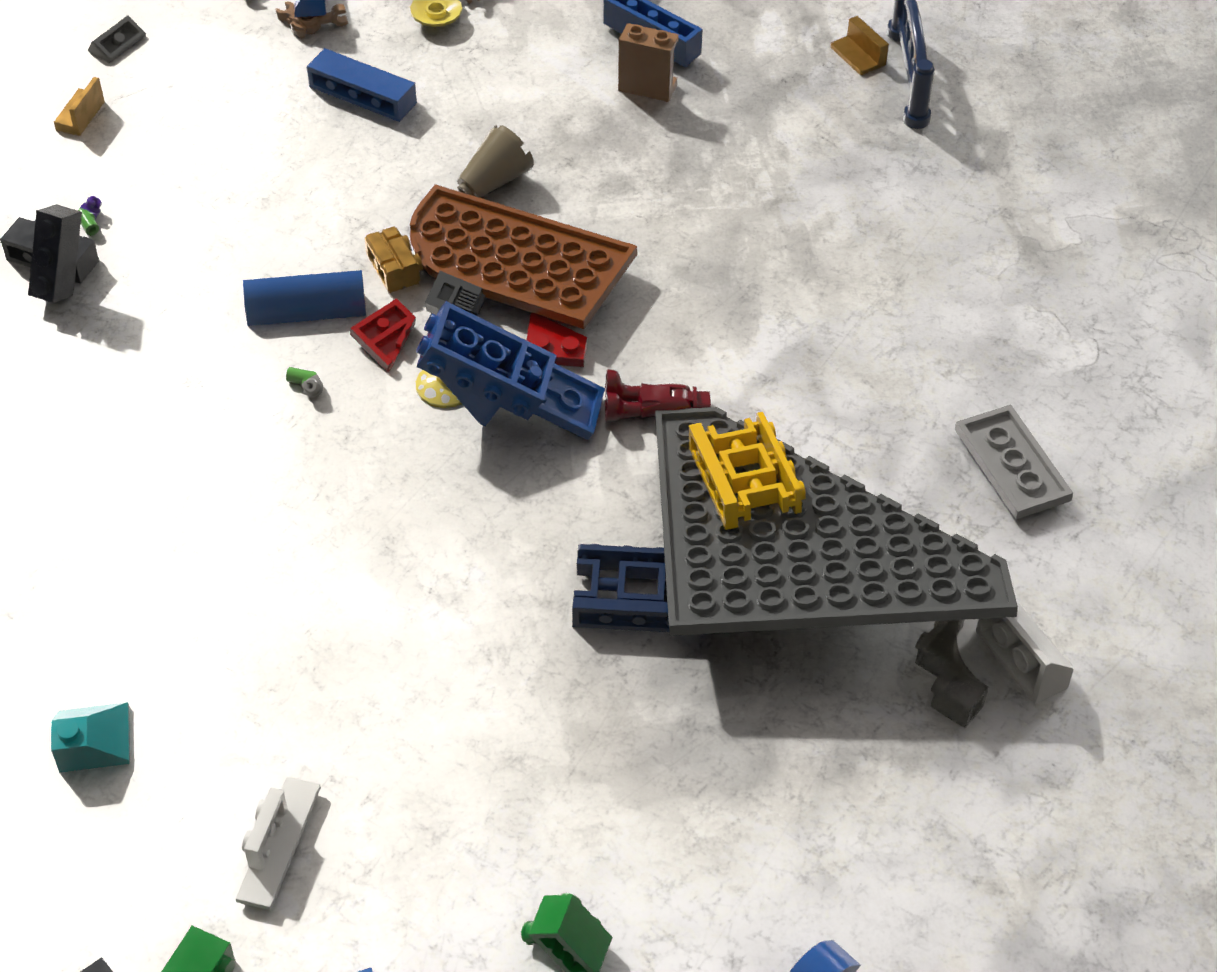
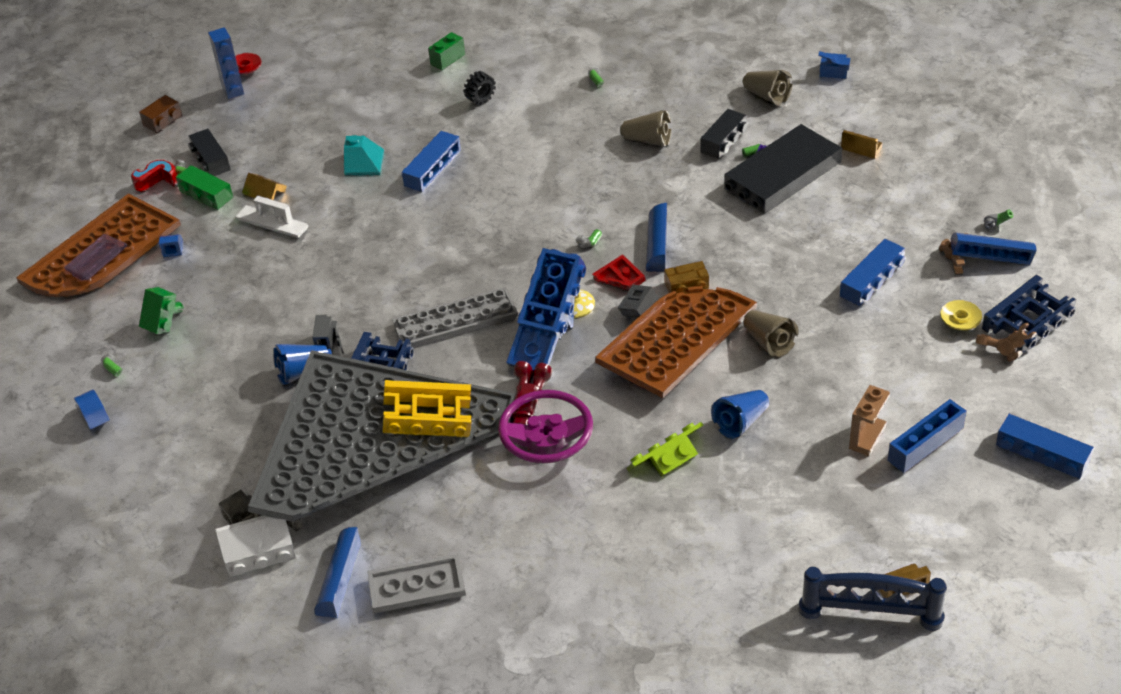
camera: 105 degrees right, 5 degrees down
(42, 327) = (648, 129): none -> dark tan cone
(54, 253) = (698, 121): black brick -> none
(108, 619) = (431, 161): none -> blue brick
(117, 39) = (937, 160): dark grey slope -> none
(139, 180) = (782, 168): none -> black brick
(180, 883) = (260, 186): none -> pearl gold panel
(500, 518) = (456, 318): none -> light grey plate
(563, 342) = (586, 358): red wing -> none
(575, 672) = (325, 332): none -> dark grey piece
(648, 179) = (738, 412): none -> blue cone
(649, 690) = (291, 360): none -> blue cone
(720, 246) = (670, 454): none -> lime bracket
(723, 361) = (546, 433): none -> magenta piece
(1037, 543) = (338, 573): none -> blue brick

